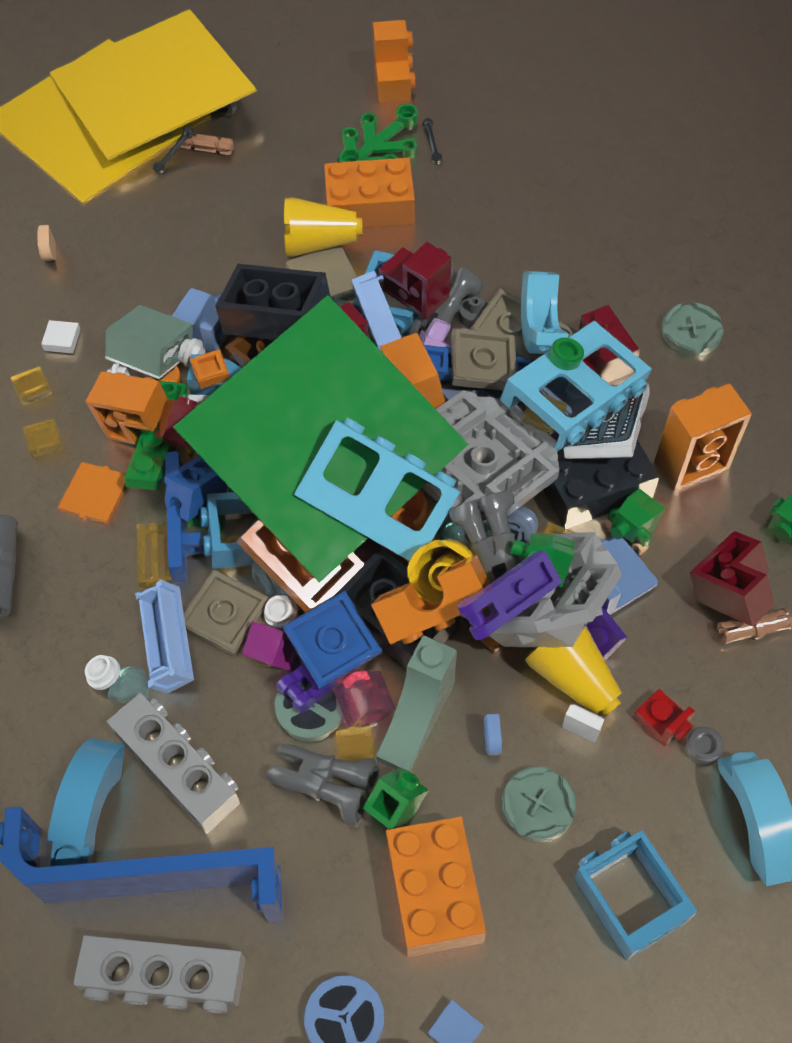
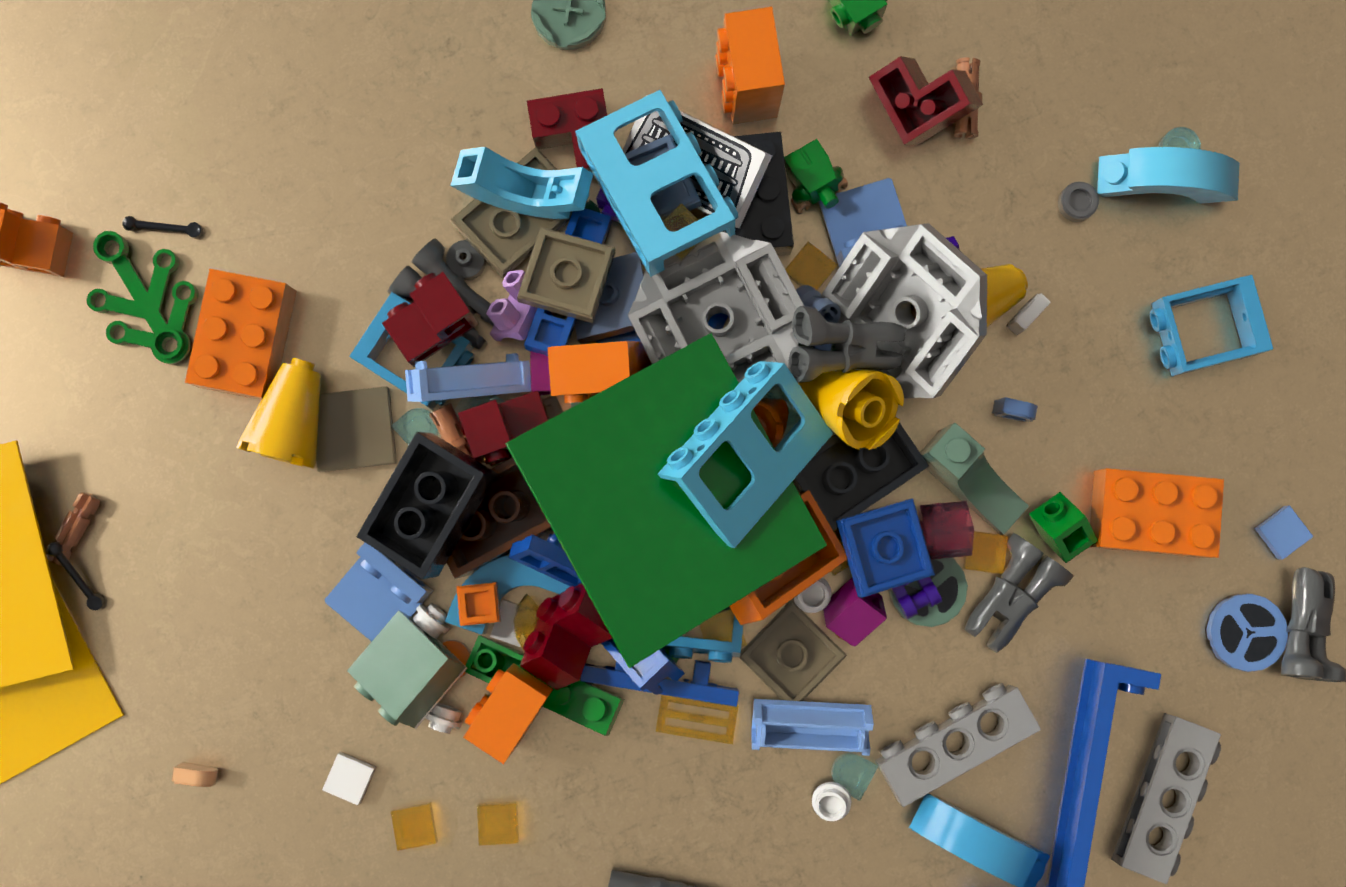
camera: 75 degrees left, 25 degrees up
(93, 493) = (591, 773): orange piece -> none
(406, 614) = (900, 459): orange arch -> none
(510, 594) = (939, 351): dark purple plate -> none
(538, 804) = (1093, 386): sand green tile -> none
(559, 550) = (890, 295): green piece -> none
(566, 353) = (627, 182): green tile -> none
(664, 718) = (1041, 229): red bracket -> none

